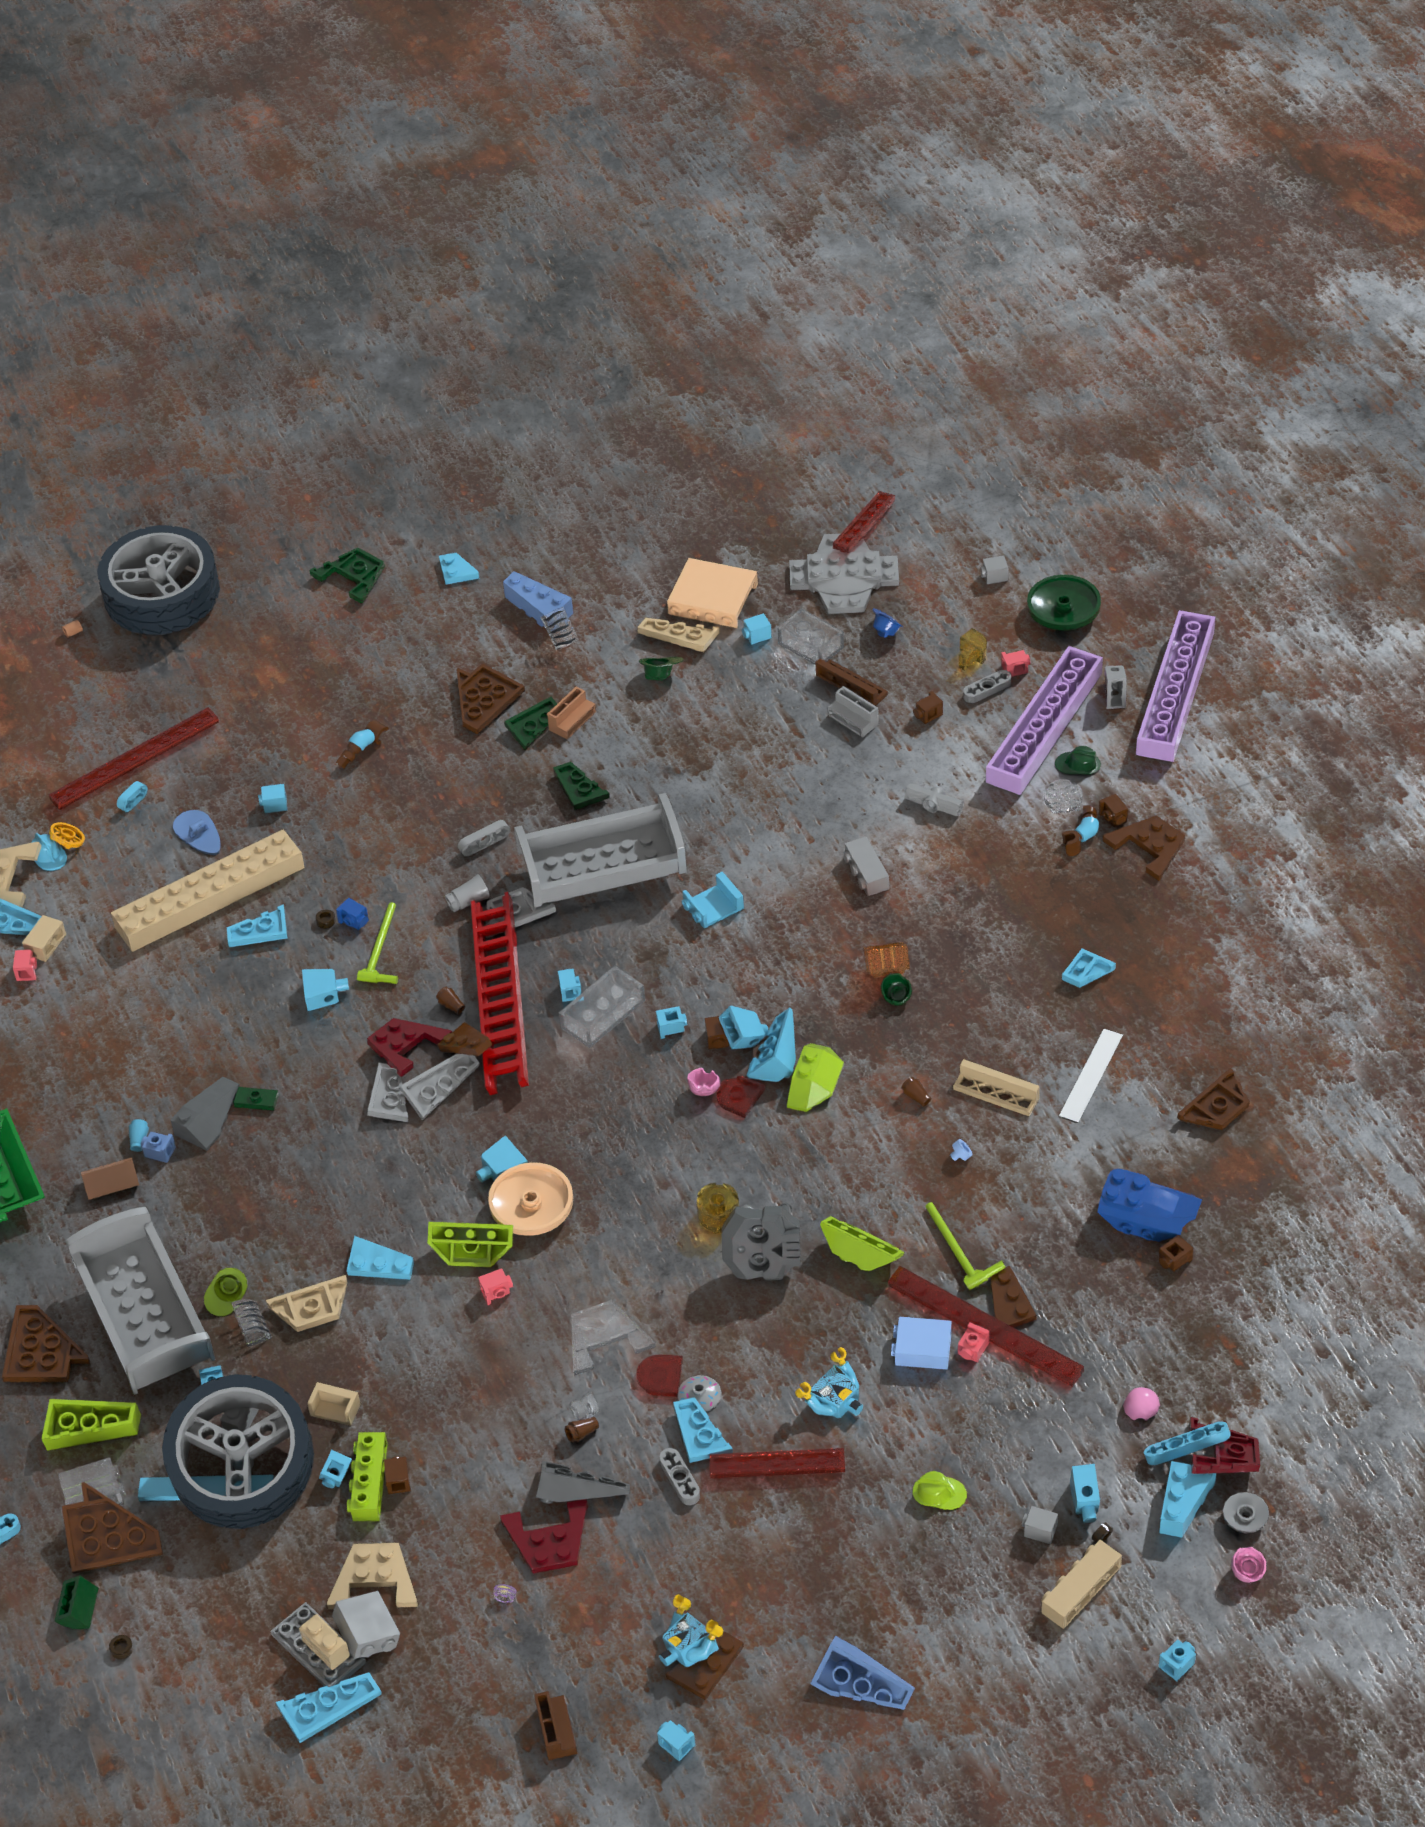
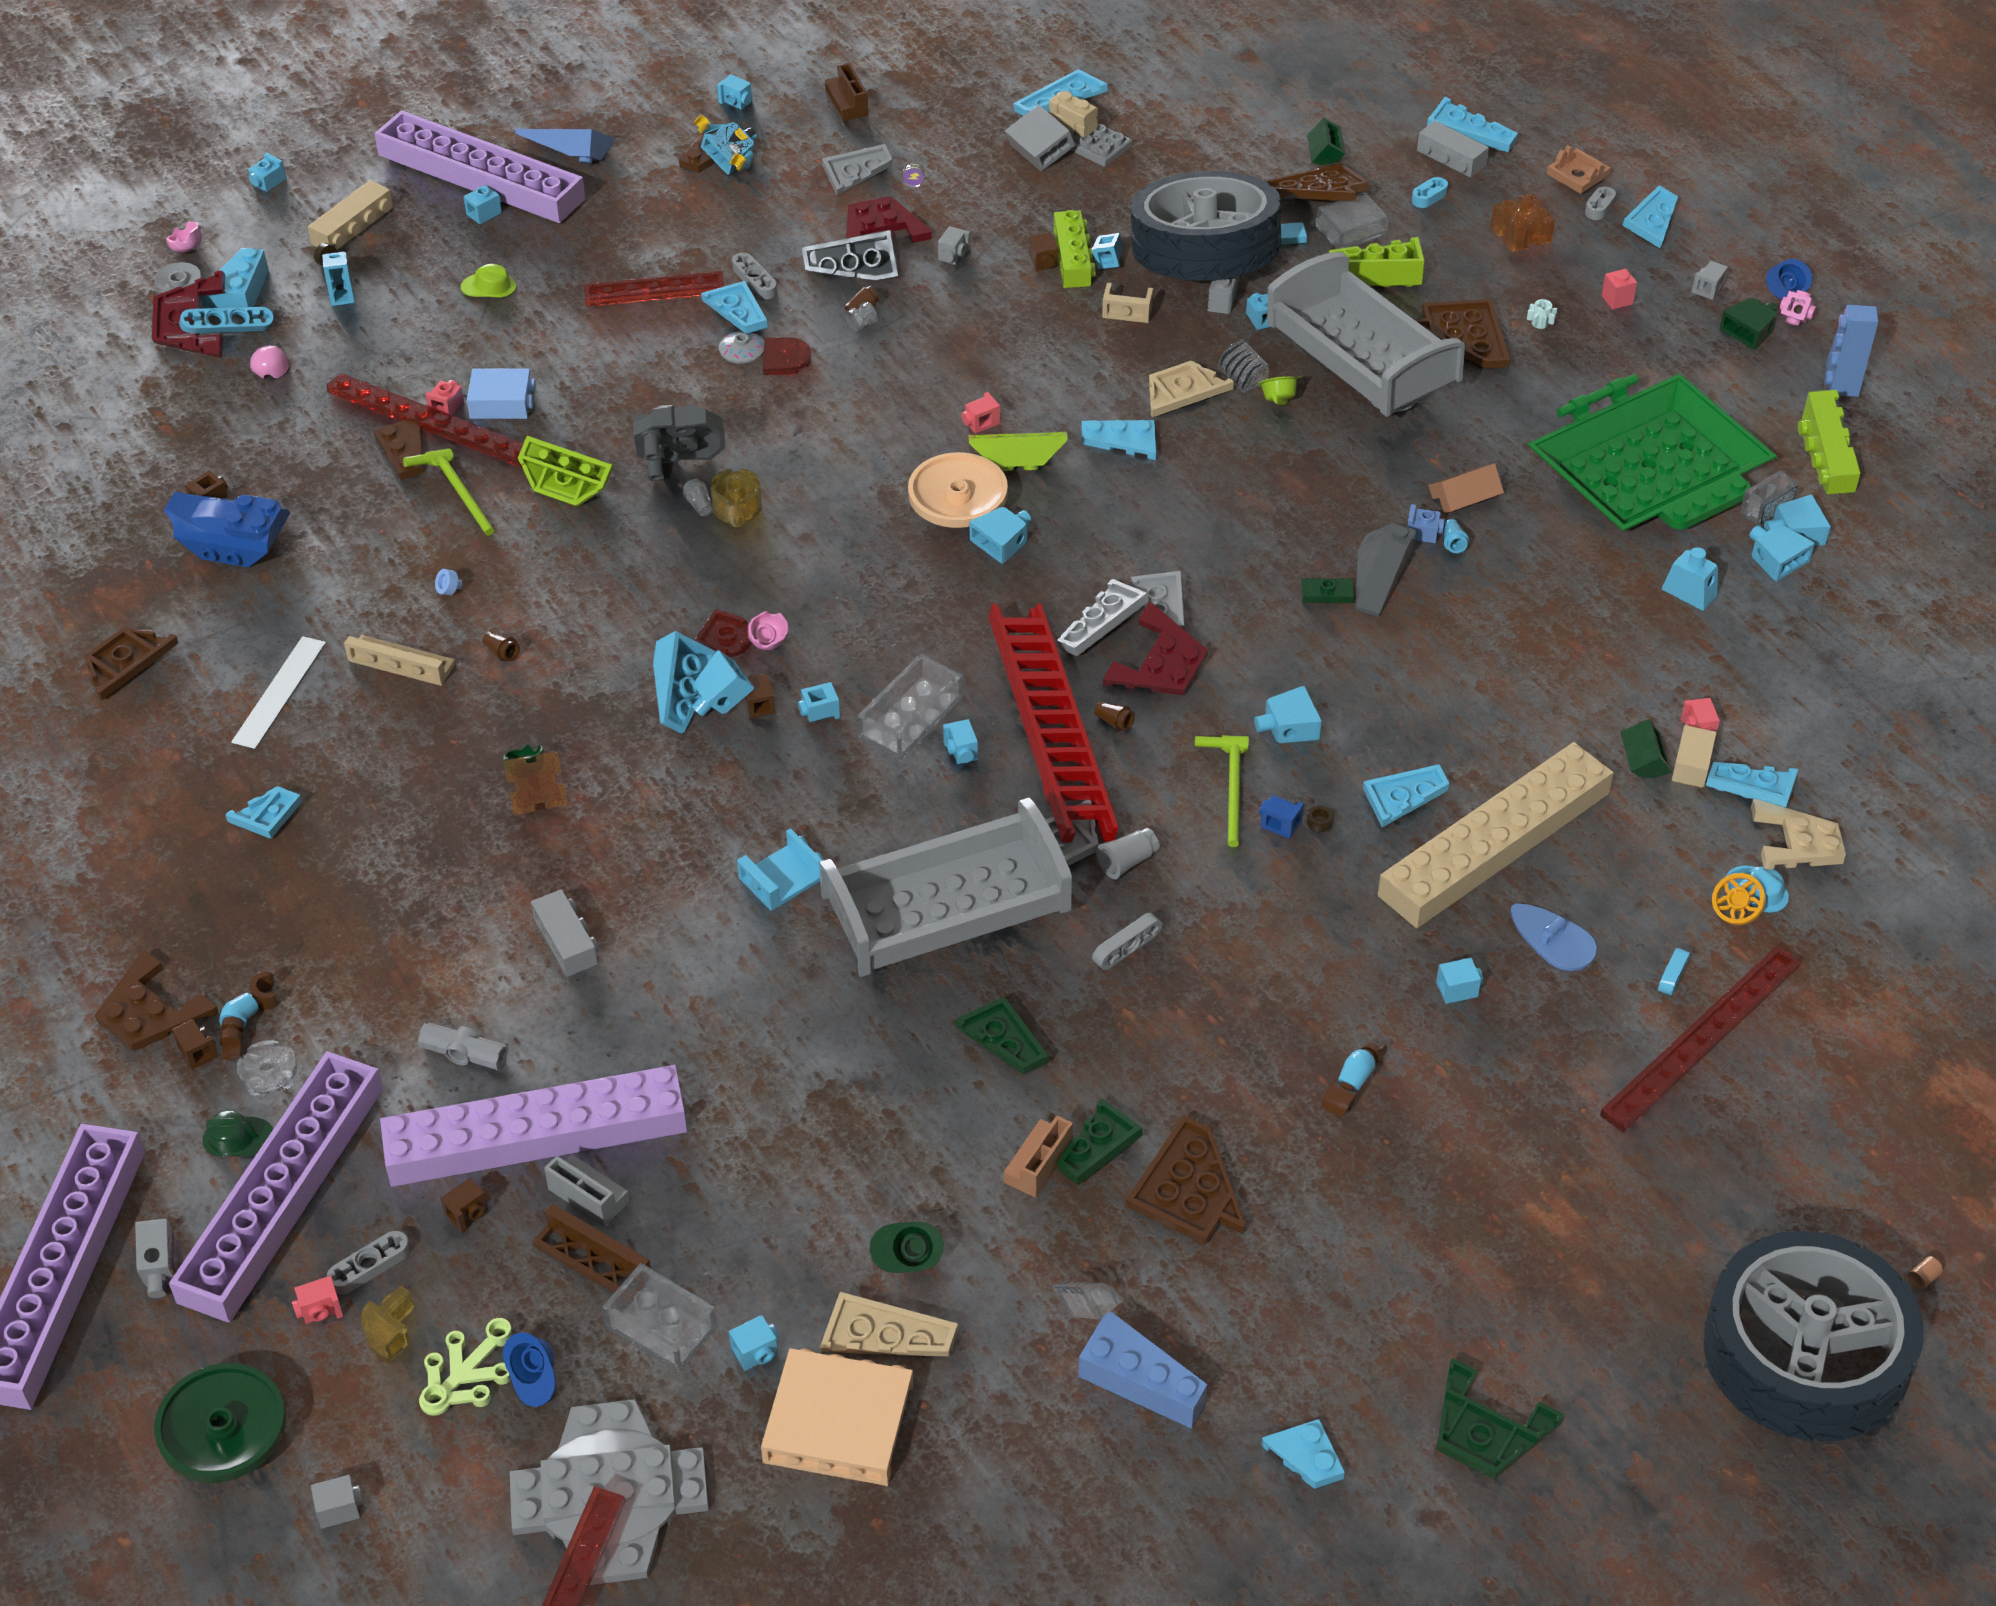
camera: 170 degrees right, 0 degrees up
(75, 947) = (1645, 750): none -> dark green brick
(121, 1647) = (1270, 124): dark brown tile -> none
(374, 1567) = (1045, 193): tan wing -> none
(465, 1041) = (1081, 651): reddish brown wing -> none
(482, 1490) = (953, 245): none -> light grey brick
(568, 1613) = (855, 167): none -> light grey wing
(600, 1327) = (853, 388): clear wing -> none
(814, 1077) = (626, 660): lime wedge -> none
(835, 1391) = (598, 343): medium azure torso -> none
(886, 746) = (532, 1125): none -> lavender brick
(941, 616) = (465, 1371): none -> yellowish green plant
(946, 1590) = (482, 204): none -> medium azure brick
(952, 1636) = (478, 163): none -> lavender brick
(1040, 1524) = (386, 256): light grey brick -> none

